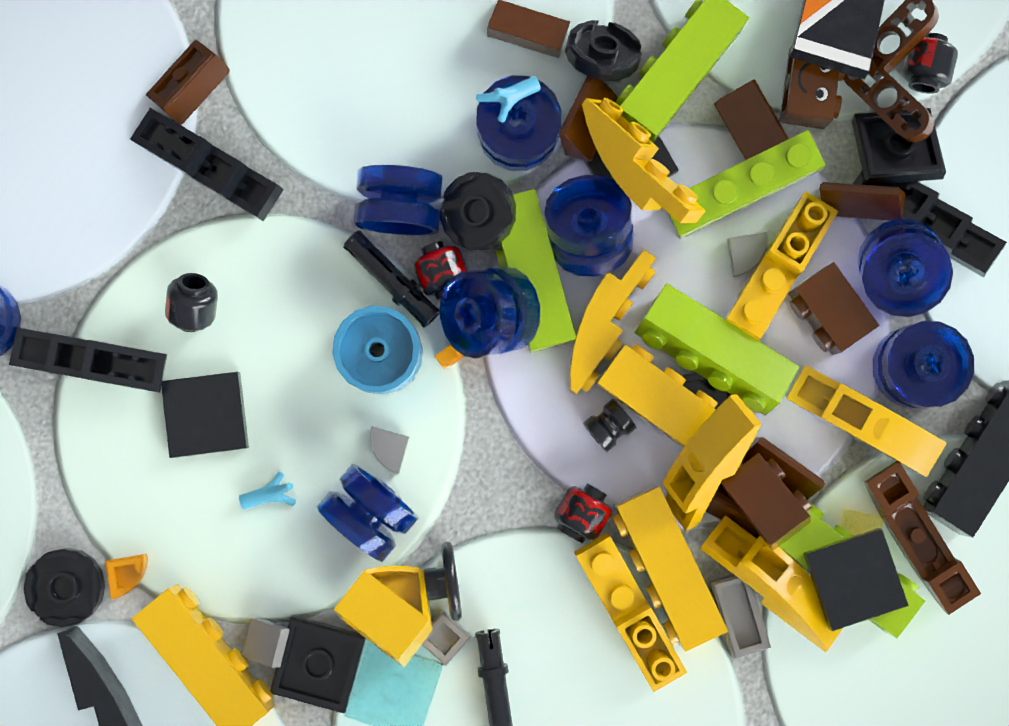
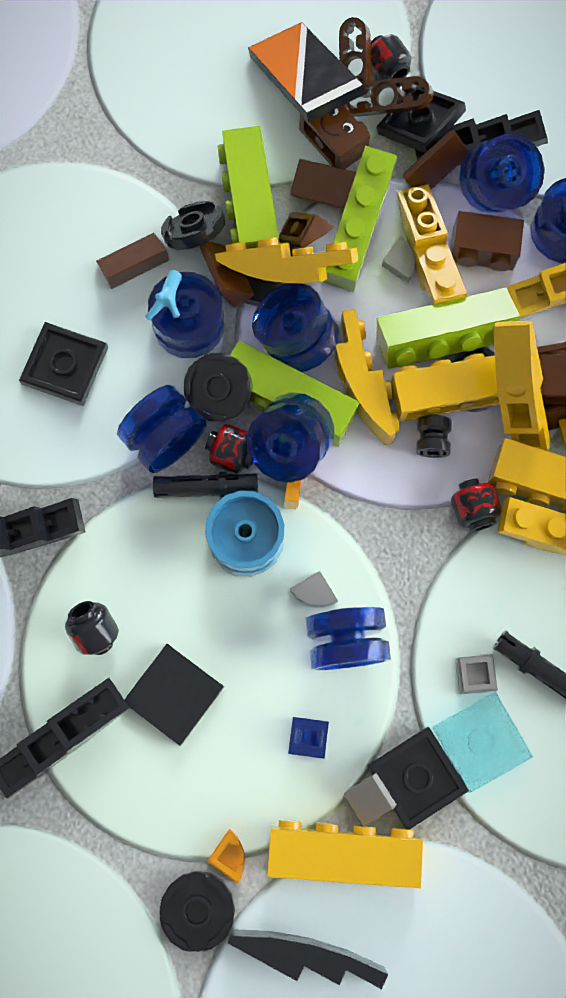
camera: 50 degrees left, 10 degrees down
(269, 550) = (308, 737): none -> clear blue tile
(270, 493) = (269, 700): medium azure bar -> none
(385, 63) = (63, 363): none -> black tile
(393, 604) = (428, 678): yellow piece -> none
(686, 147) = (303, 229): none -> reddish brown slope

